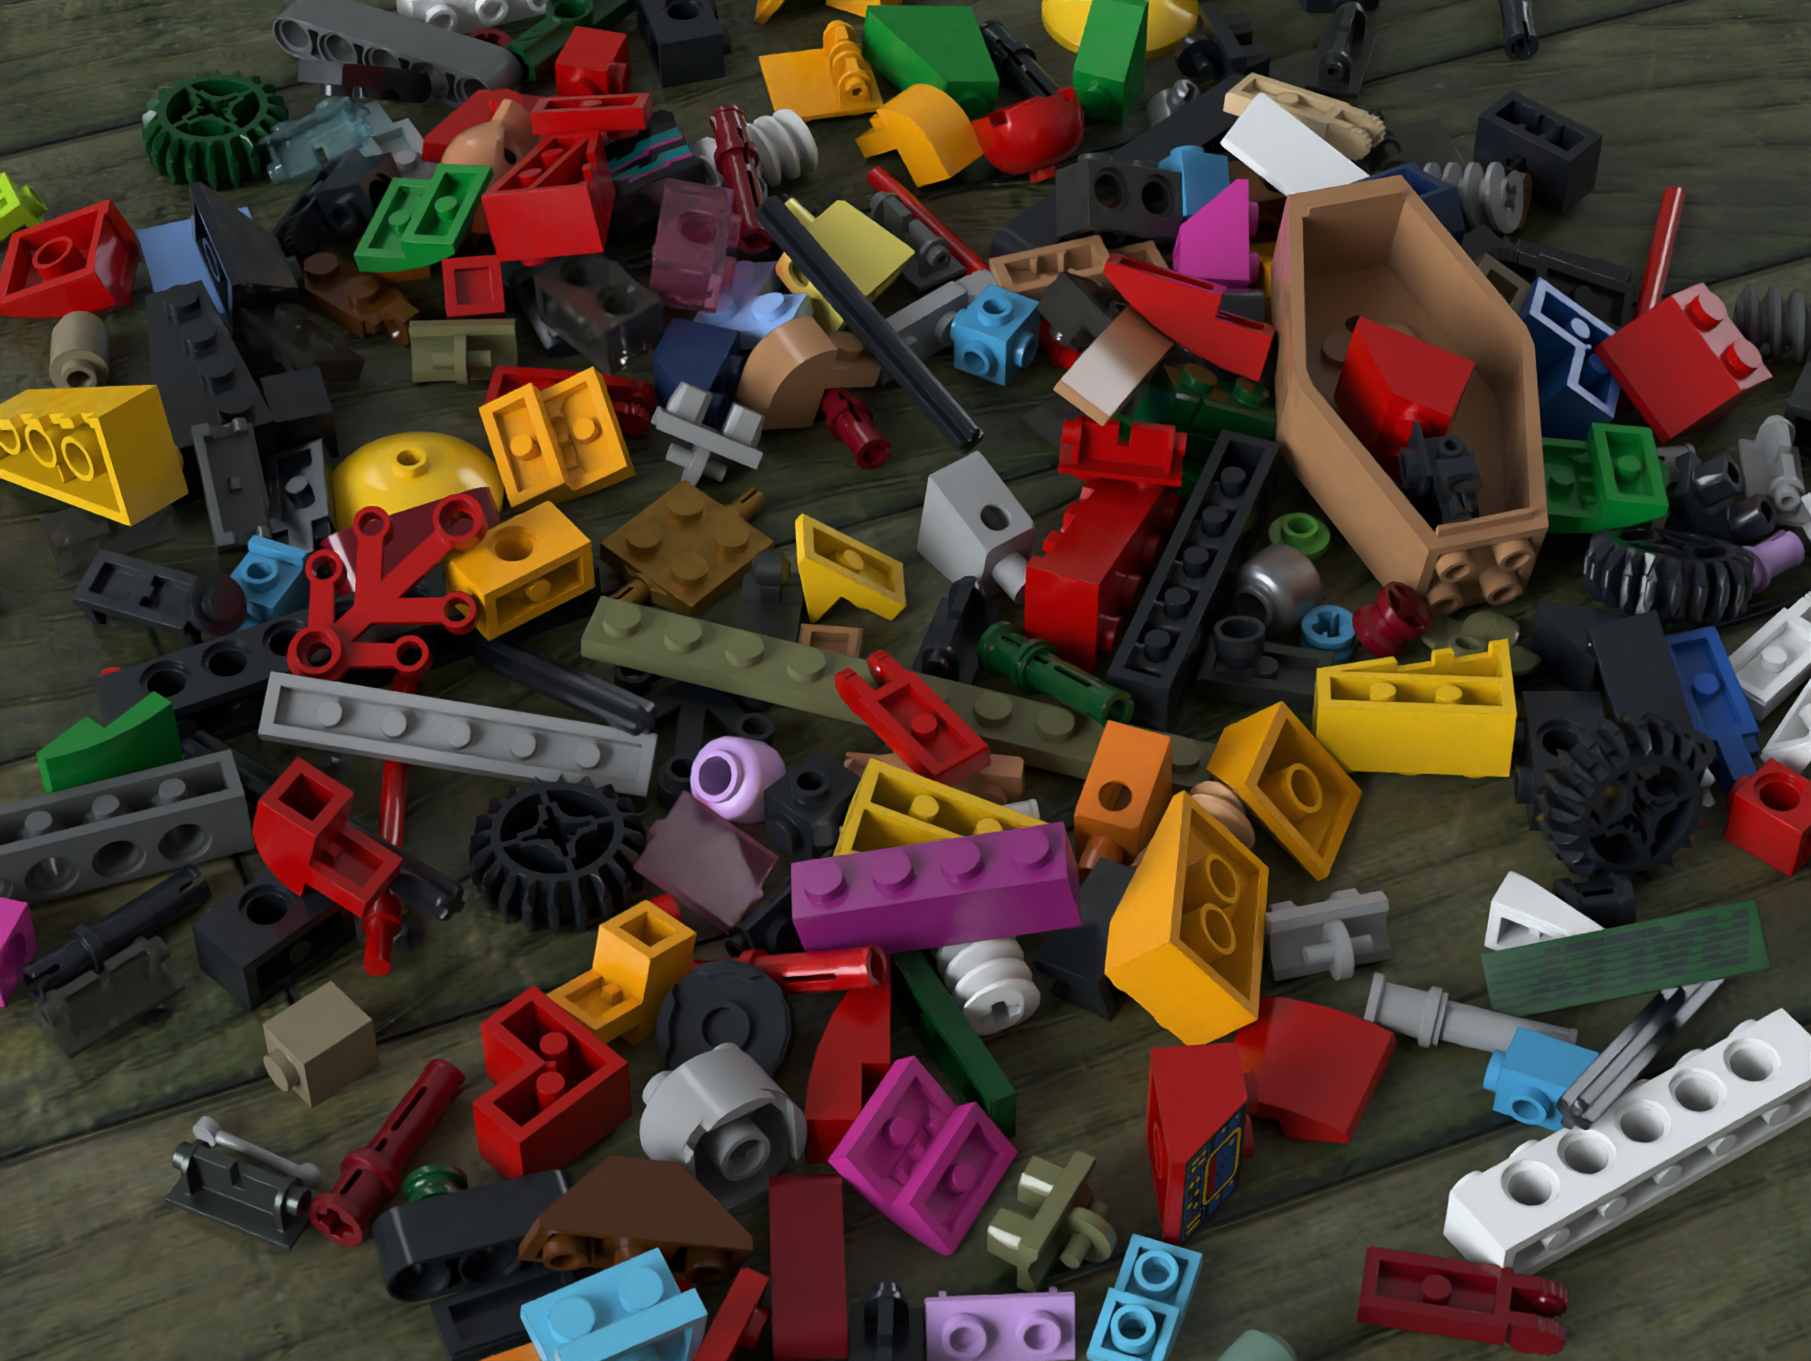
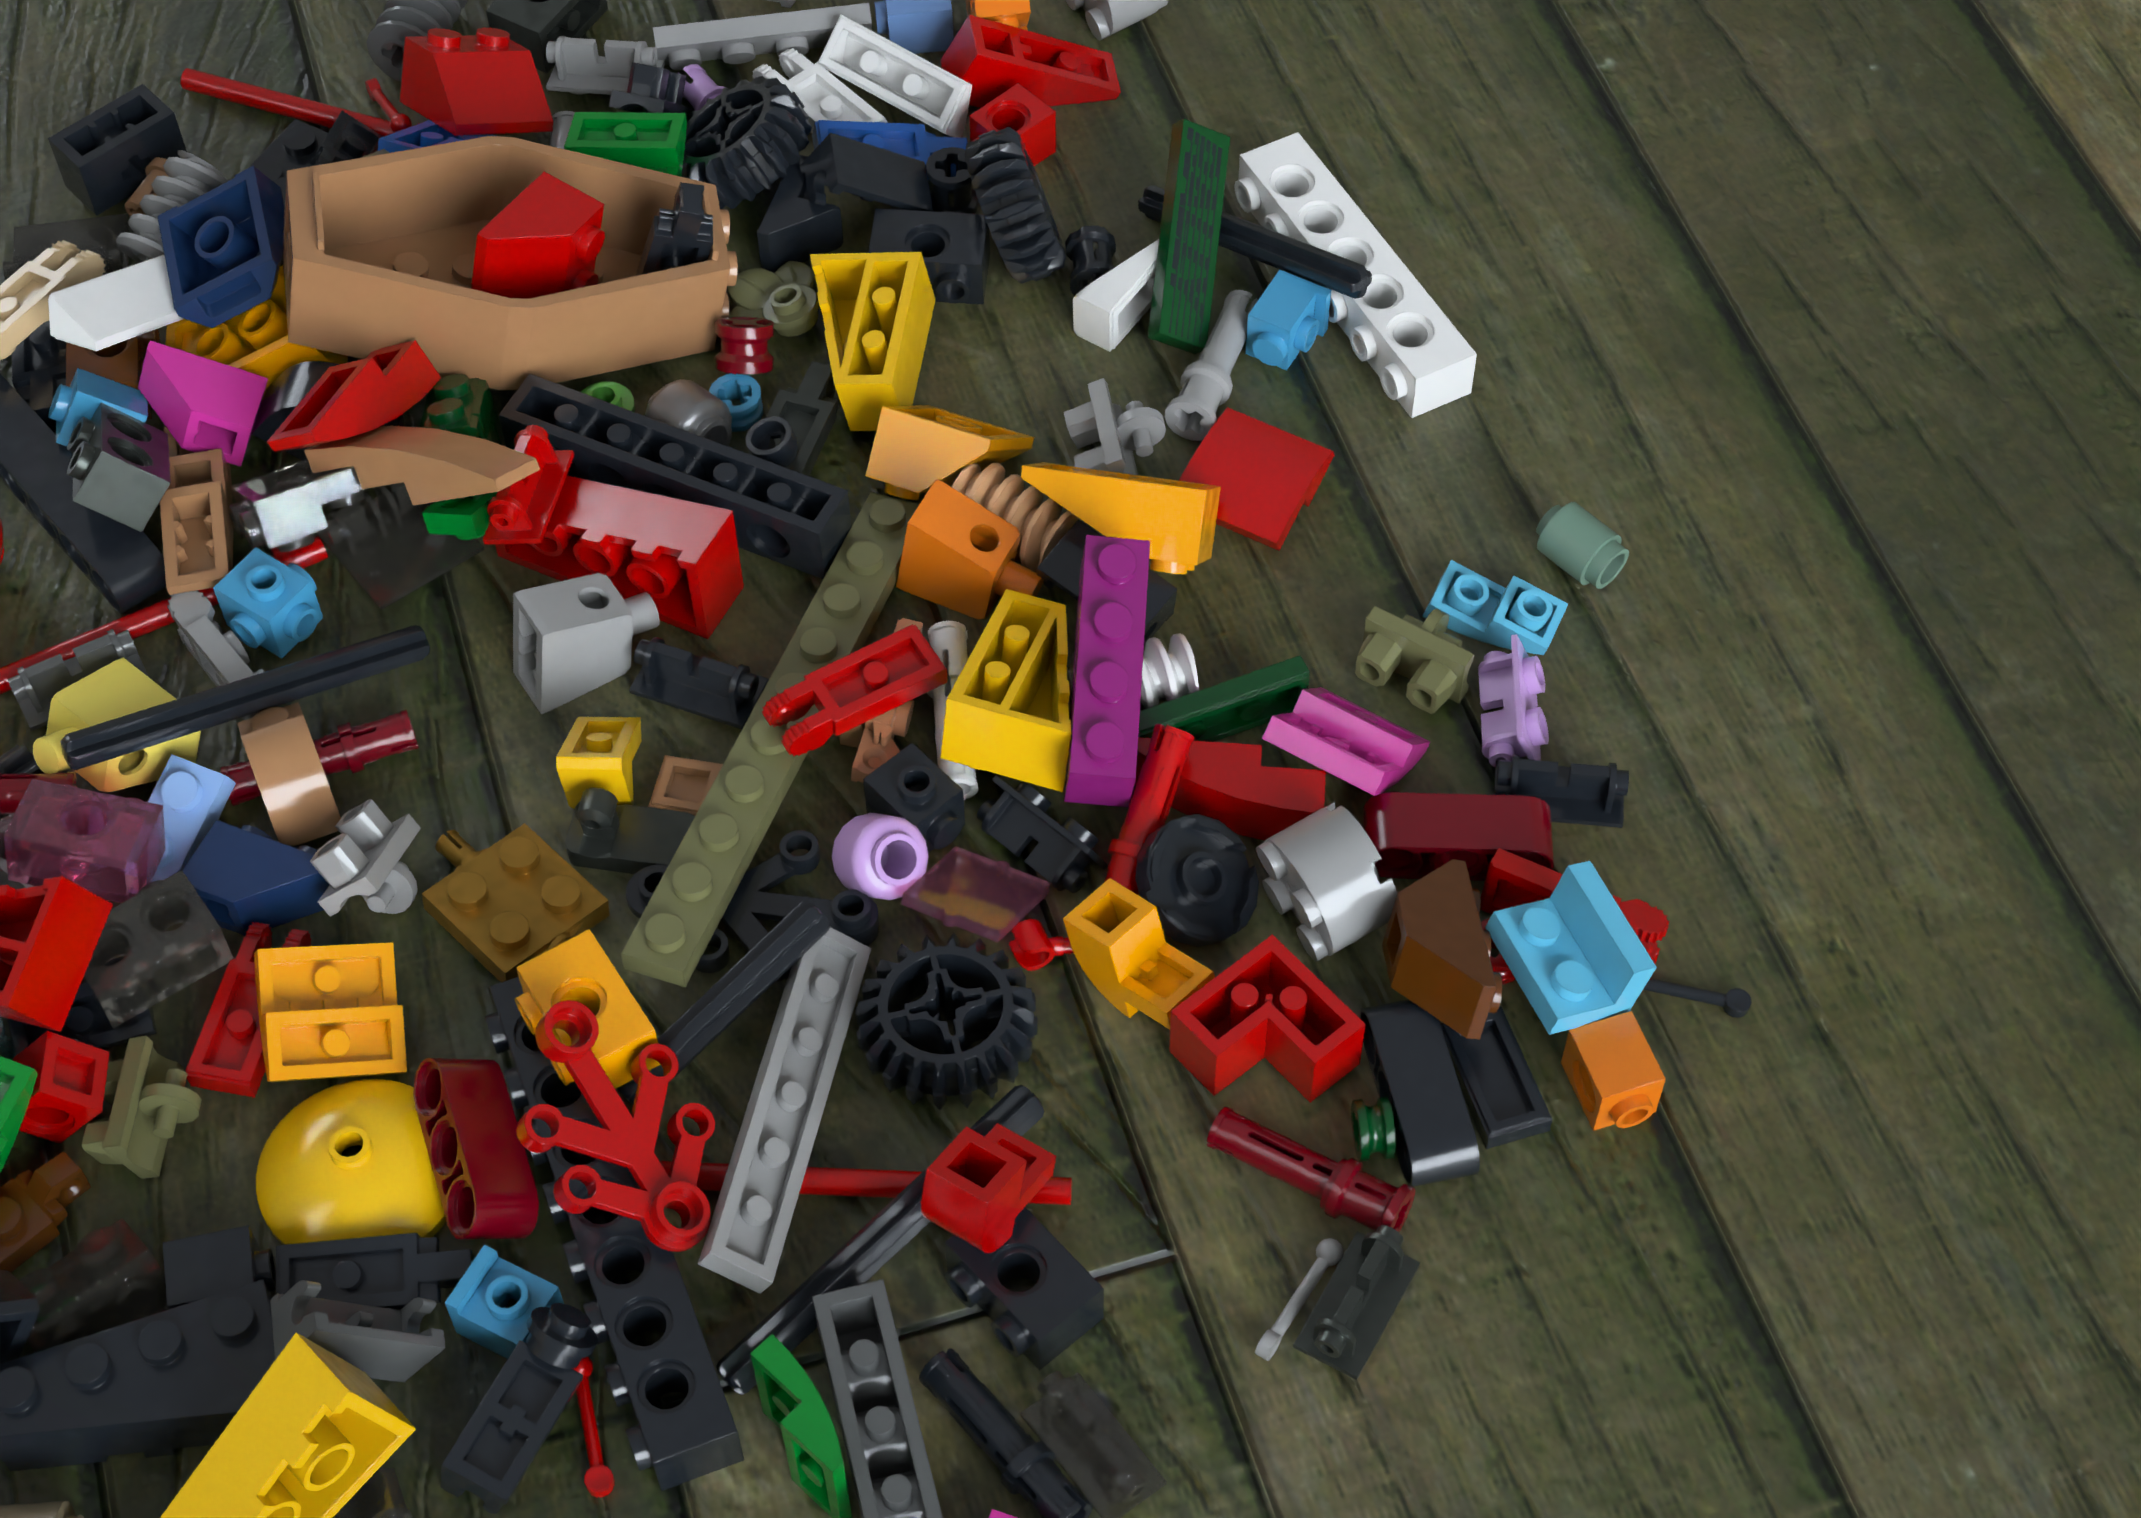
camera: 85 degrees left, 10 degrees up
(319, 1044) = (1181, 1233): dark tan brick -> none
(1038, 669) = (764, 607): dark green pin -> none
(1197, 1132) = (1362, 537): red slope -> none
(1416, 465) = (630, 246): black hinge -> none
(1462, 1300) = (1492, 412): dark red hinge -> none

